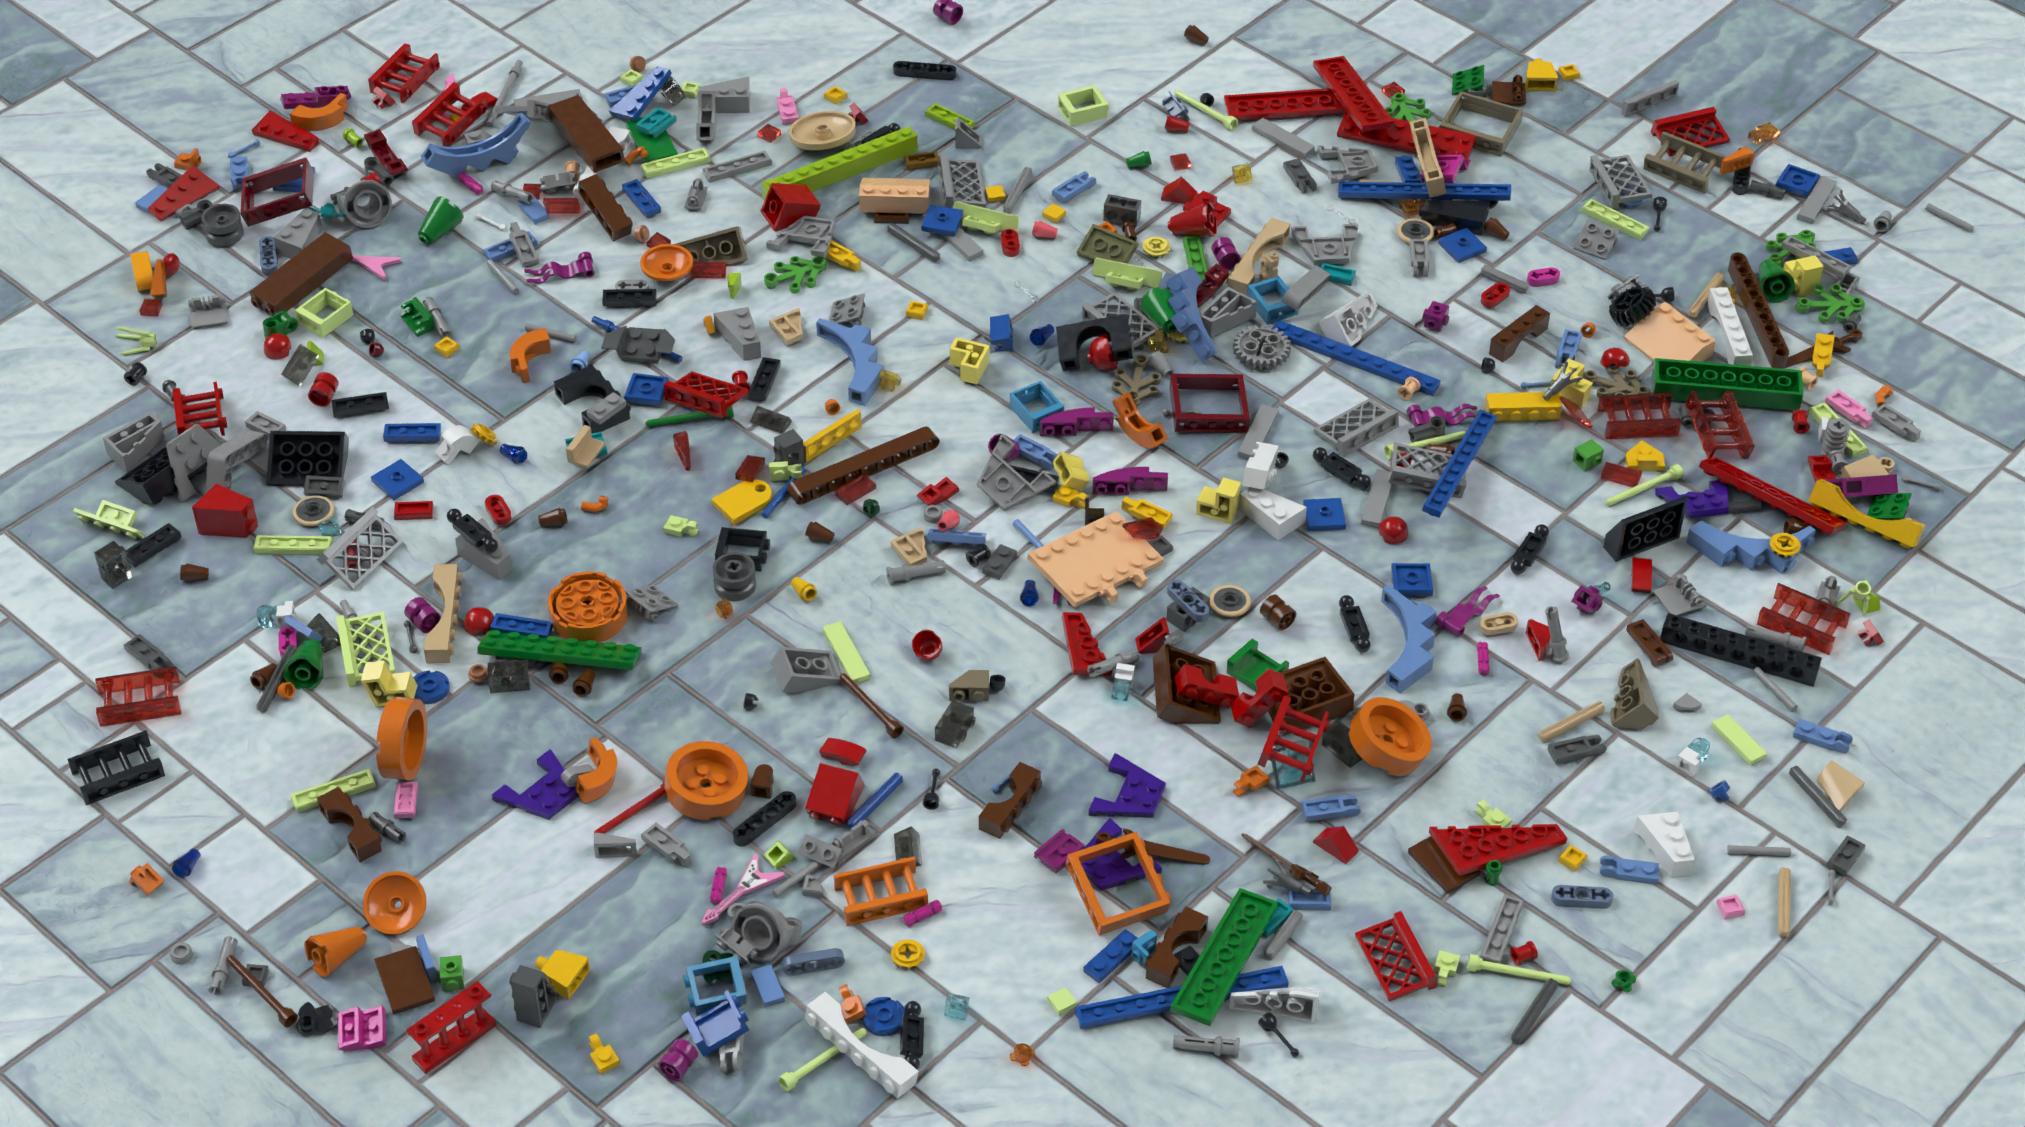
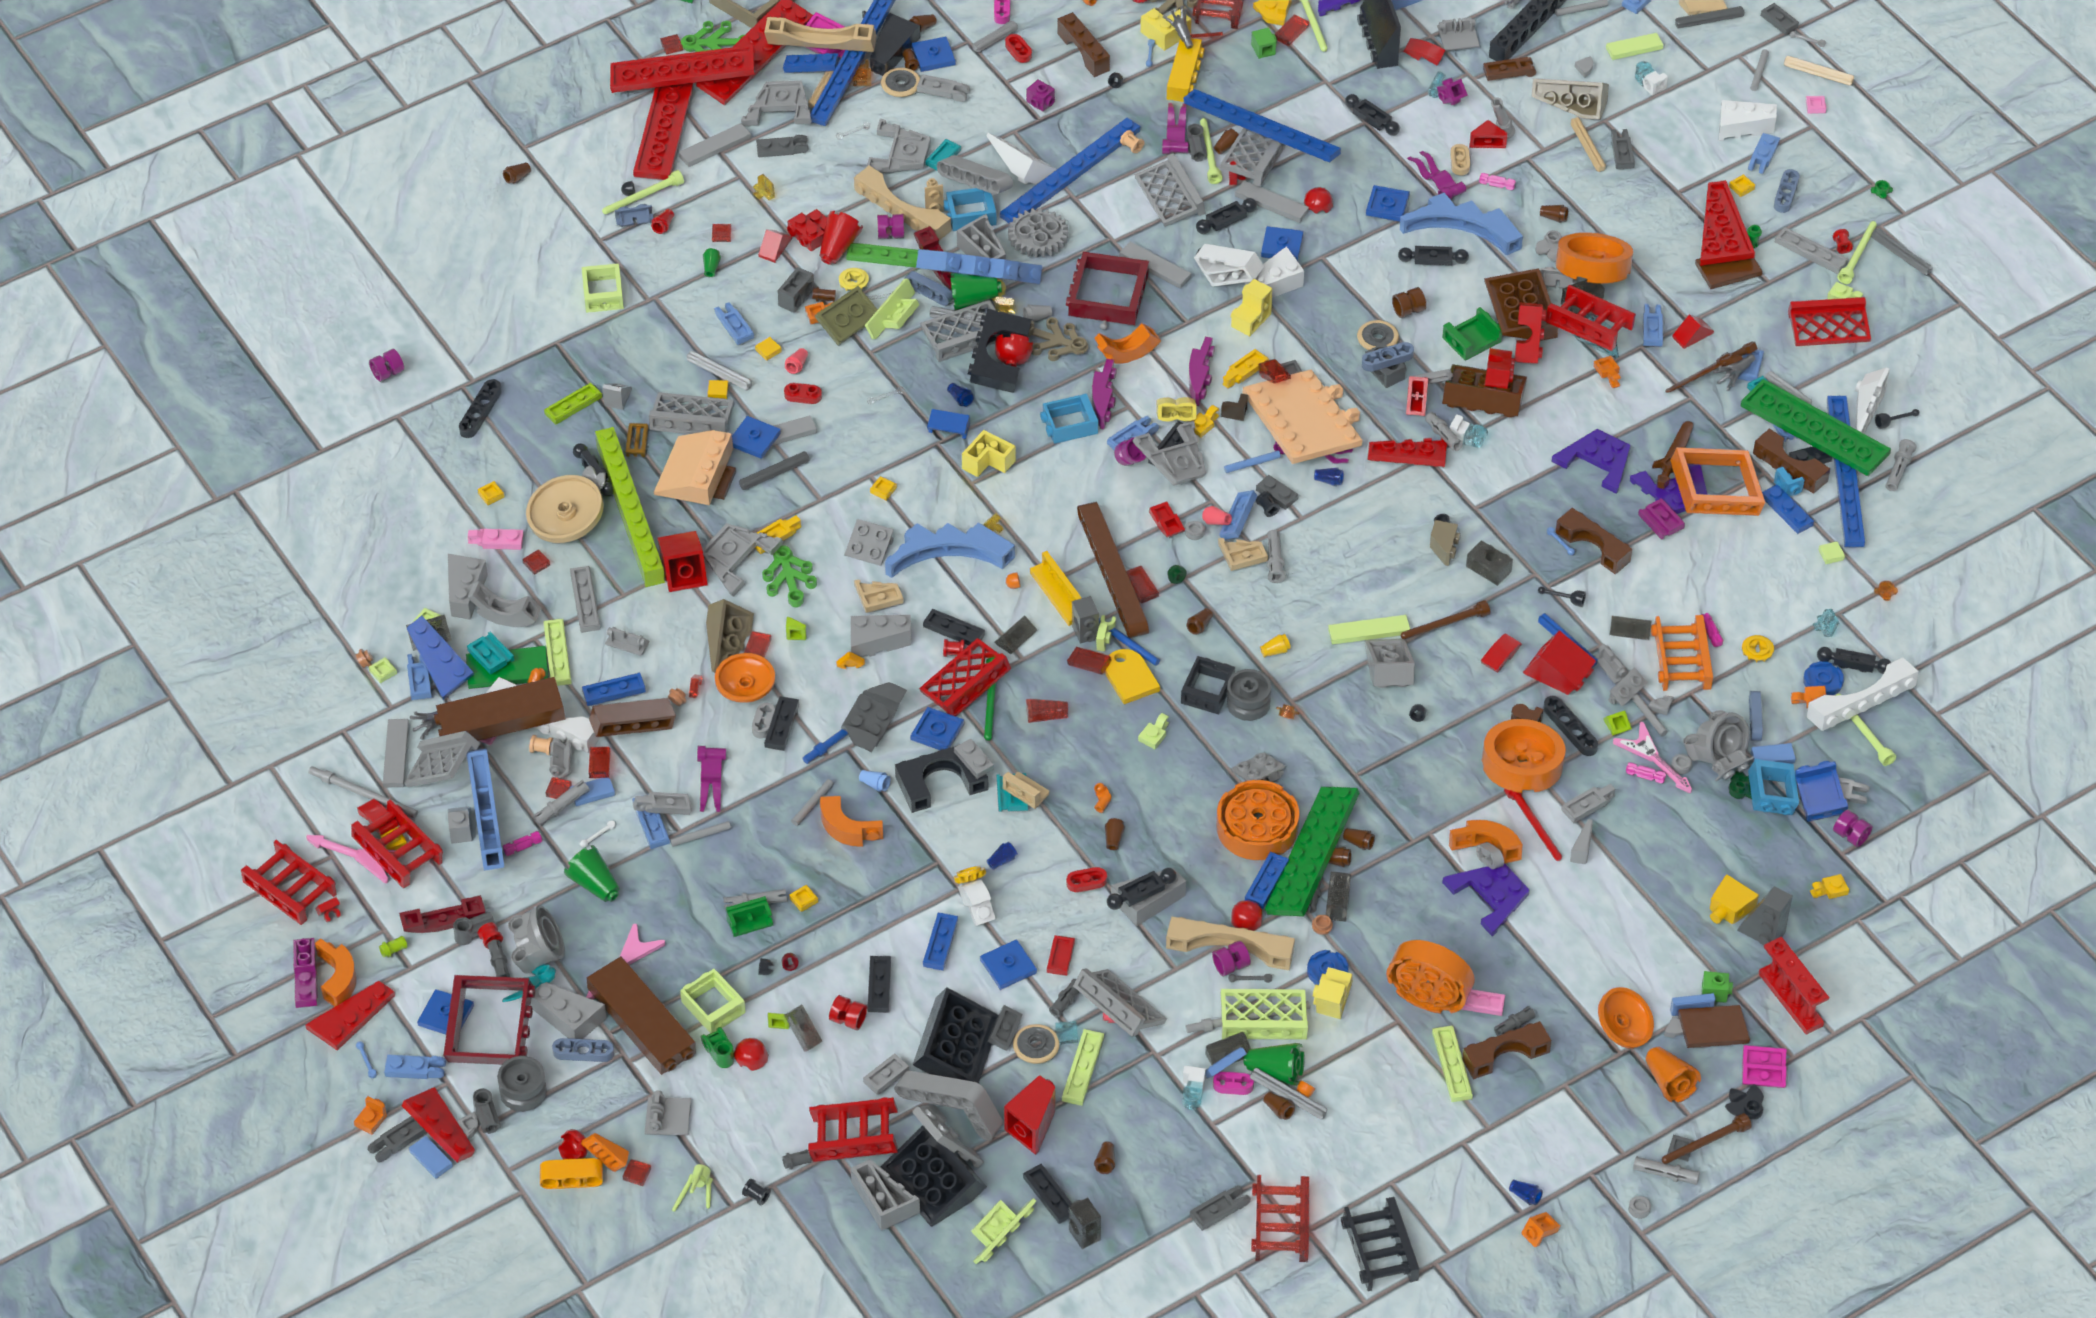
camera: 75 degrees left, 5 degrees up
(857, 114) = (540, 476): tile -> none
(927, 645) = (1384, 563): red hair -> none
(986, 219) = (765, 402): yellowish green bracket -> none
(1491, 817) = (1689, 222): yellowish green plate -> none
(1568, 346) = (1112, 18): medium blue hinge -> none
(1720, 790) = (1692, 72): blue tile -> none

